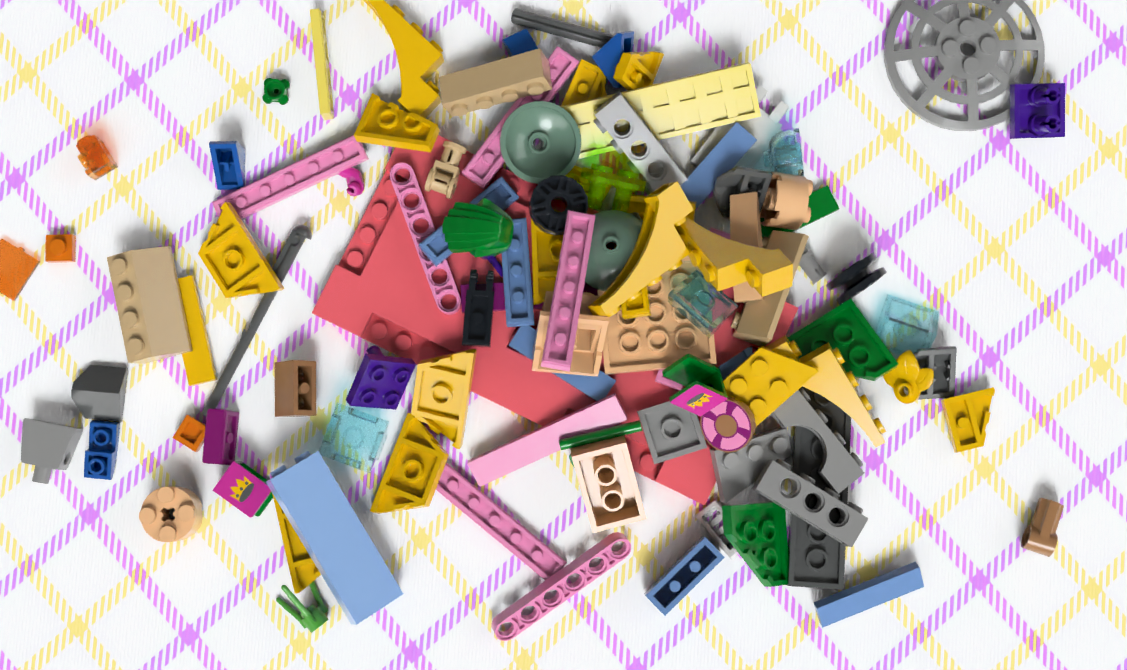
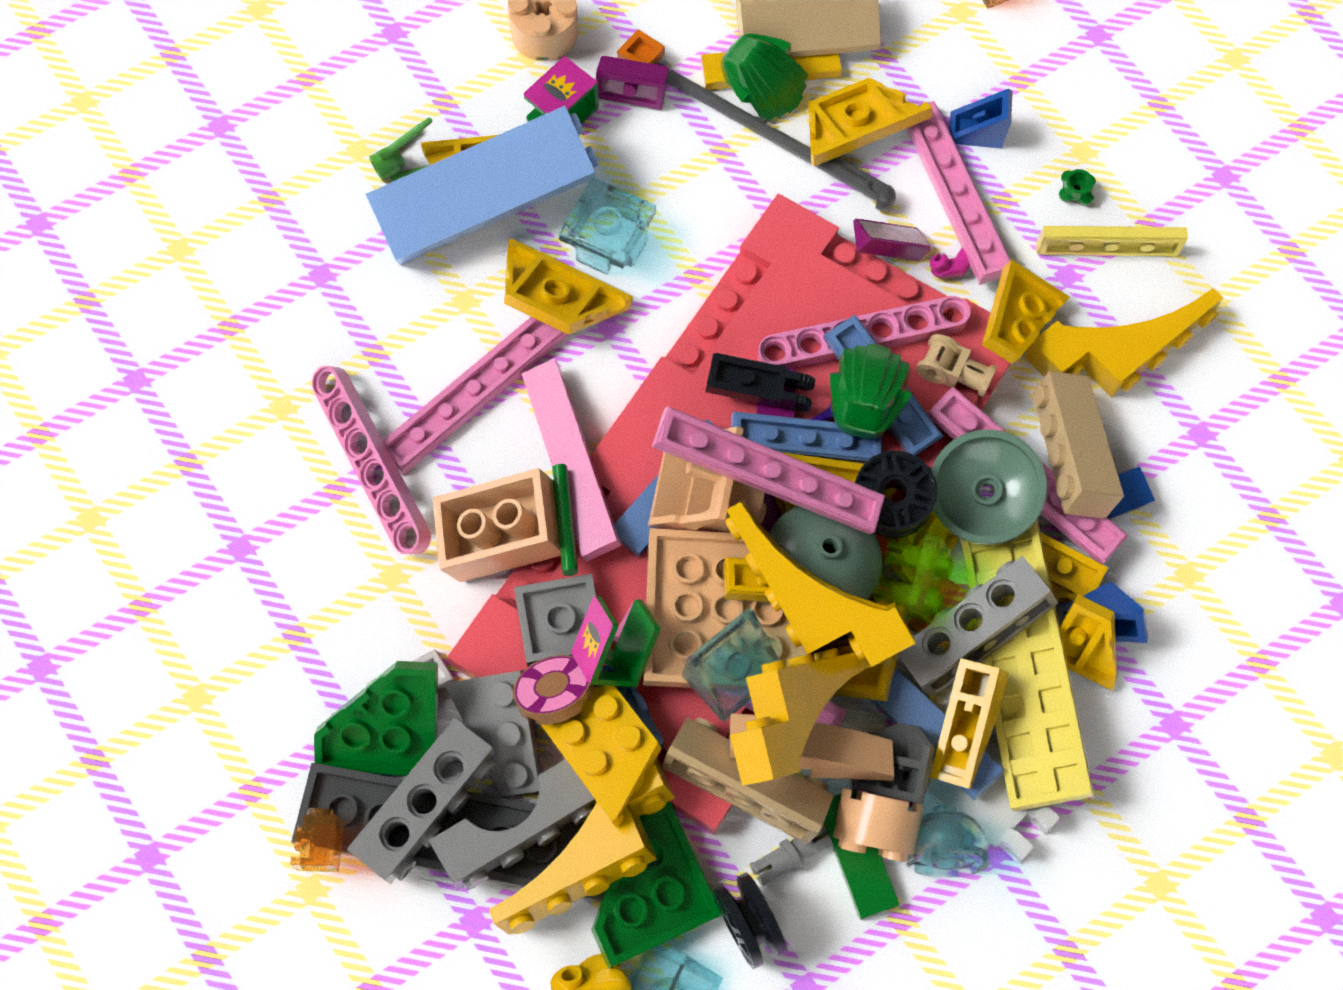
camera: 90 degrees right, 15 degrees down
(207, 334) = (764, 74): none -> green hair
(295, 388) = (680, 166): medium nougat brick -> none
(339, 226) = (890, 240): none -> magenta slope
(380, 380) = (679, 258): dark purple plate -> none
(444, 393) = (650, 336): yellow wing -> none
(560, 28) = (1156, 545): dark grey axle -> none
(684, 575) = (353, 615): medium blue brick -> none
(709, 145) = (968, 722): none -> yellow slope
(845, 569) = (318, 842): none -> clear orange brick
(869, 594) = (277, 882): medium blue tile -> none

